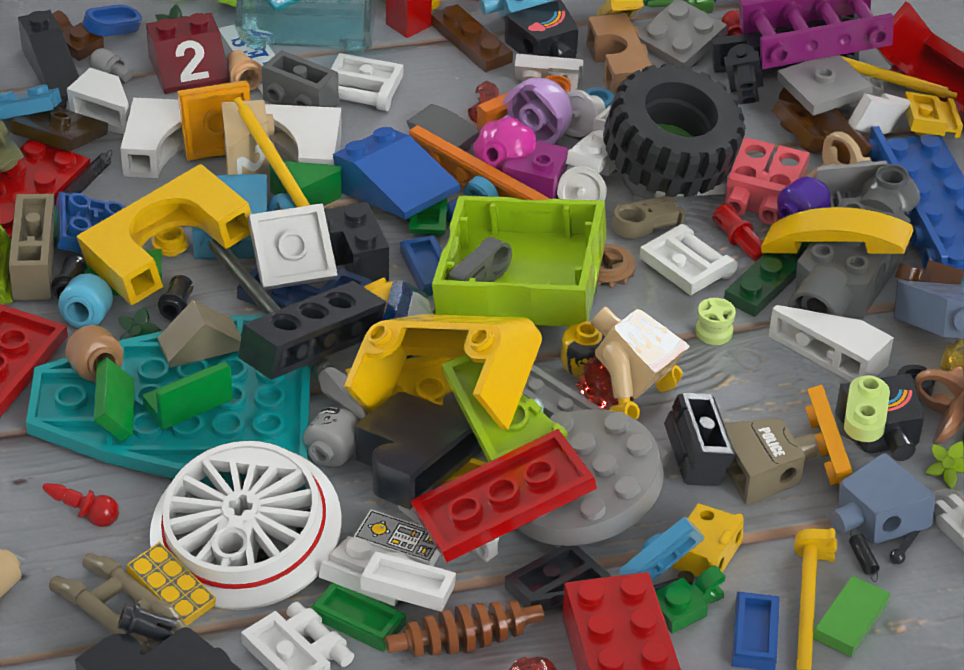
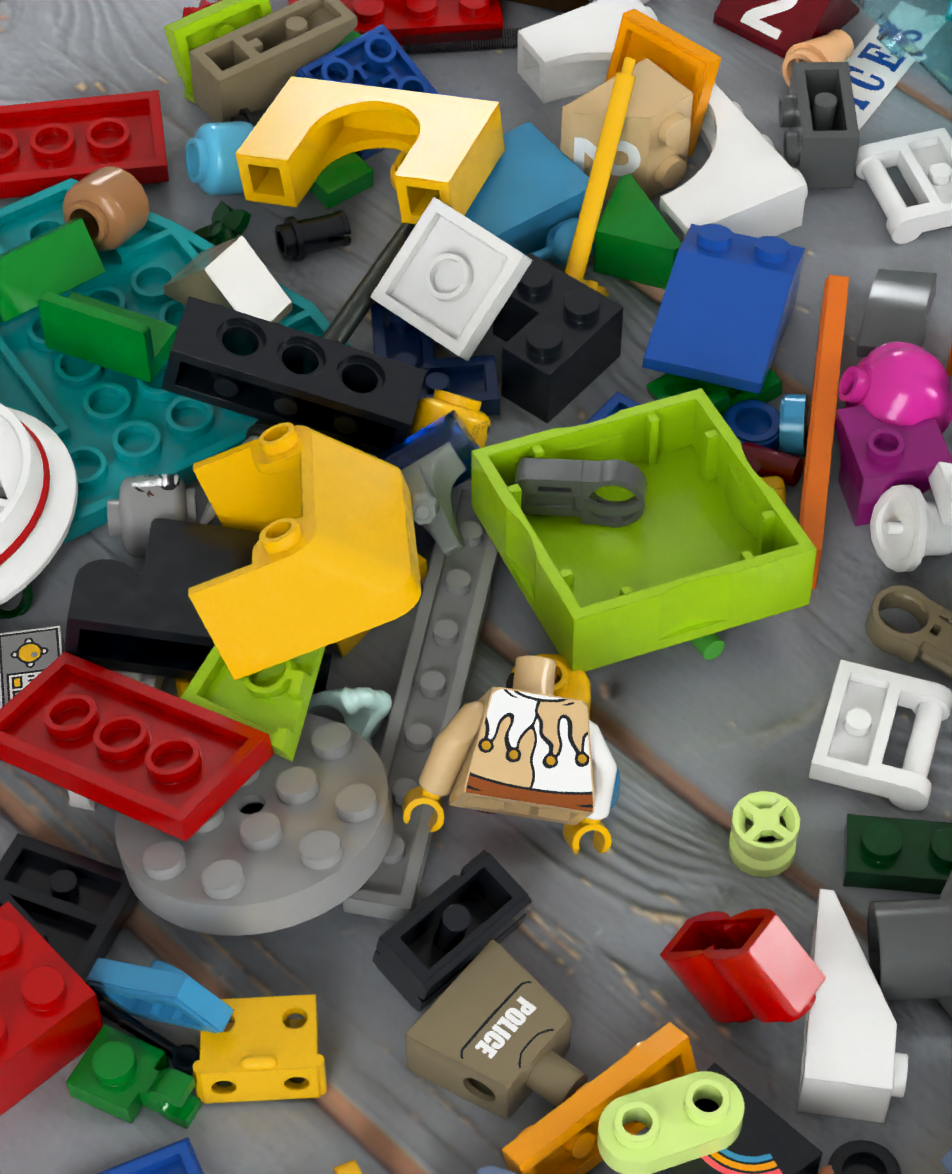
camera: 60 degrees right, 10 degrees up
(620, 265) = (808, 652): medium nougat gear -> none
(798, 349) = (744, 967): none -> red brick

